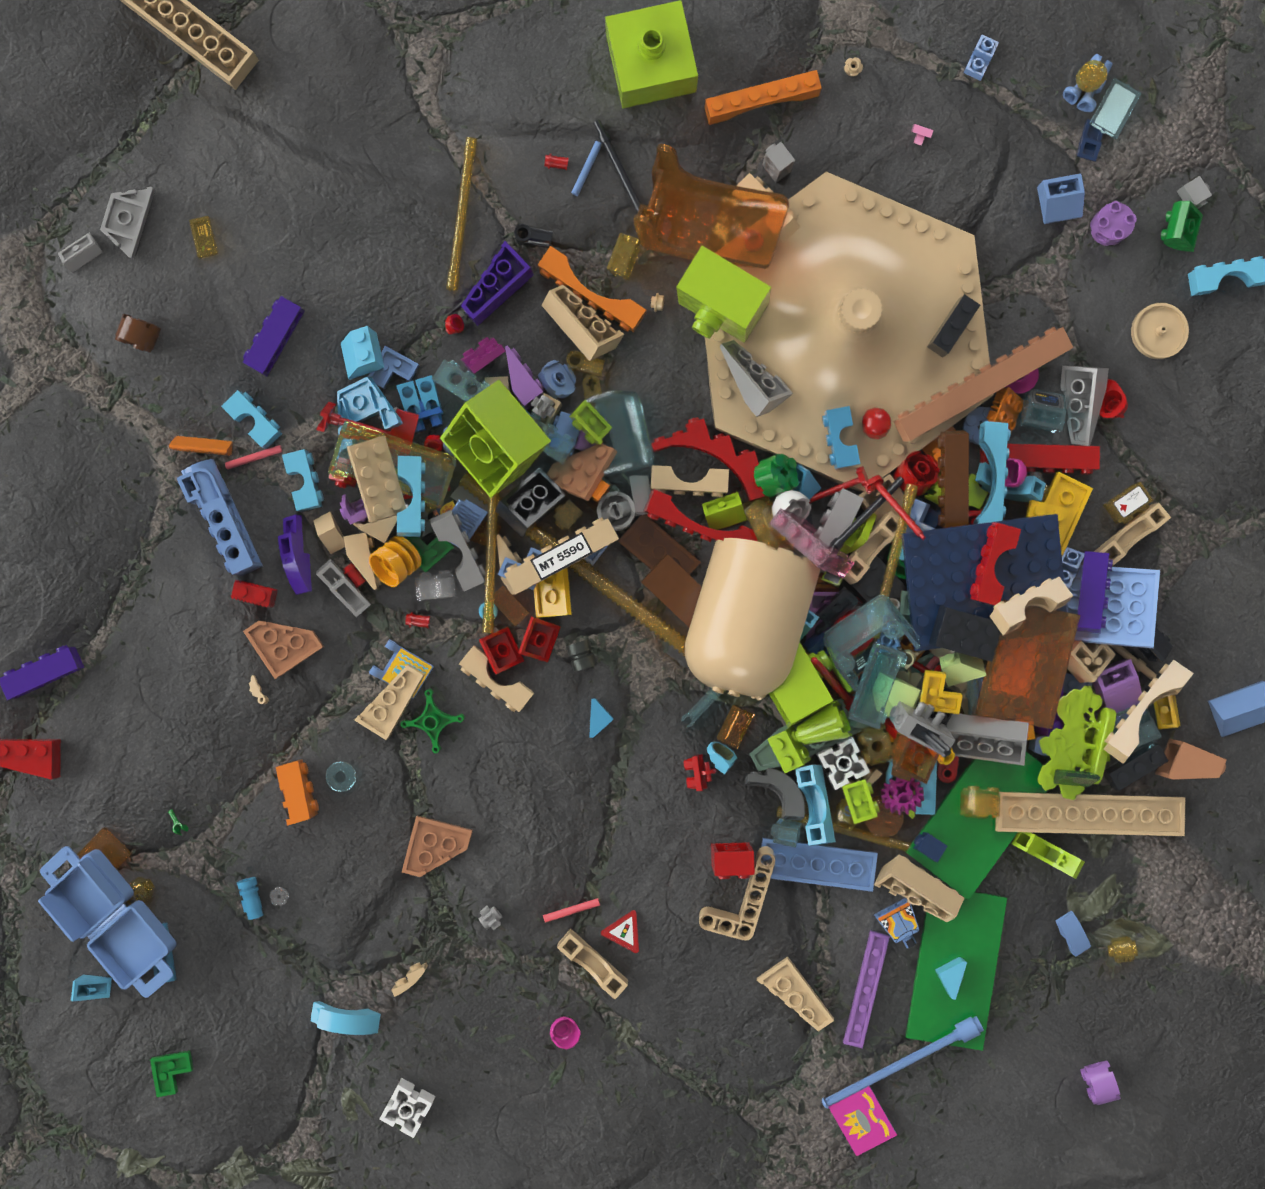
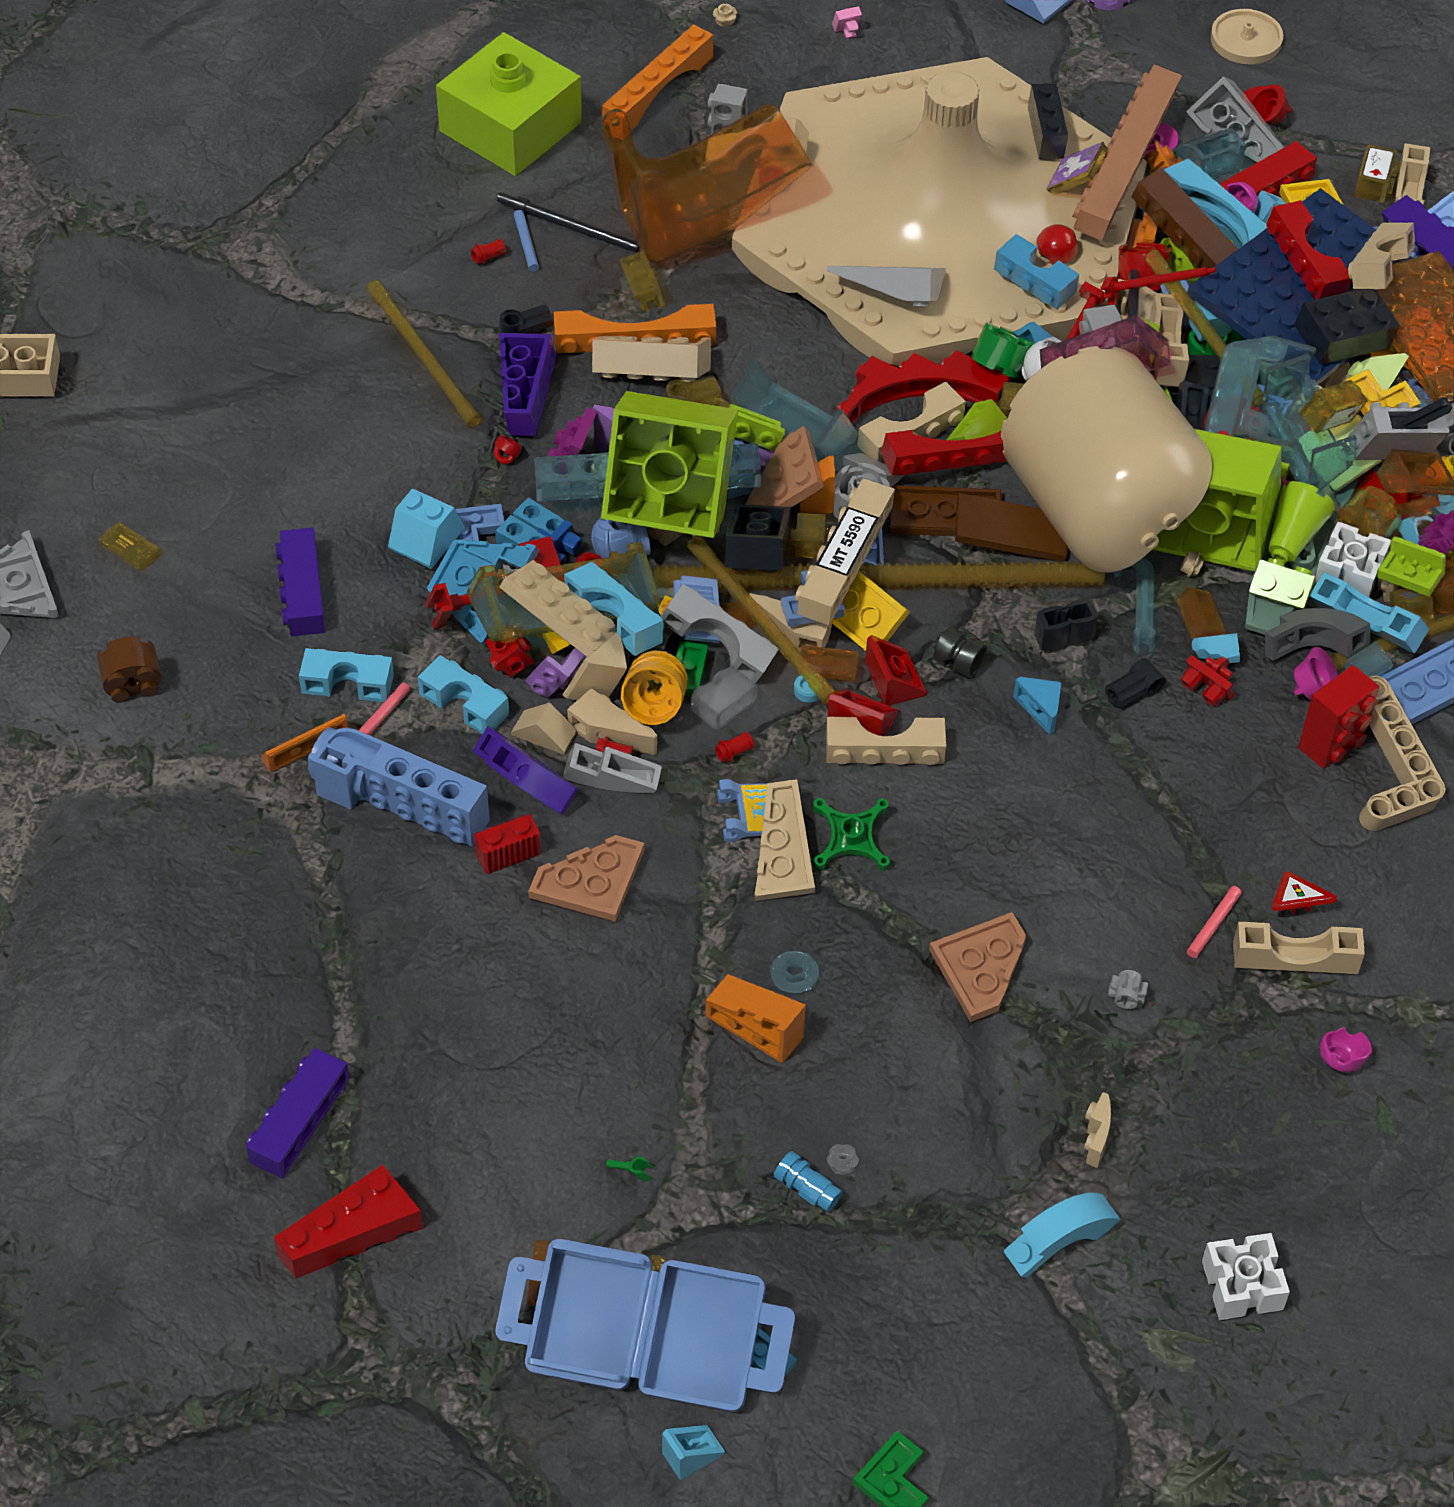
camera: 35 degrees left, 35 degrees down
(256, 691) = (603, 952): tan piece -> none
(645, 681) = (1066, 625): none -> black brick
(657, 302) = (719, 300): tan plate -> none
(658, 744) = (1140, 680): none -> black piece
(722, 296) = (792, 208): lime brick -> none
(755, 816) = (1314, 672): none -> dark pink piece
(900, 685) = (1333, 406): none -> clear yellow brick
(936, 378) = (1077, 168): none -> tile

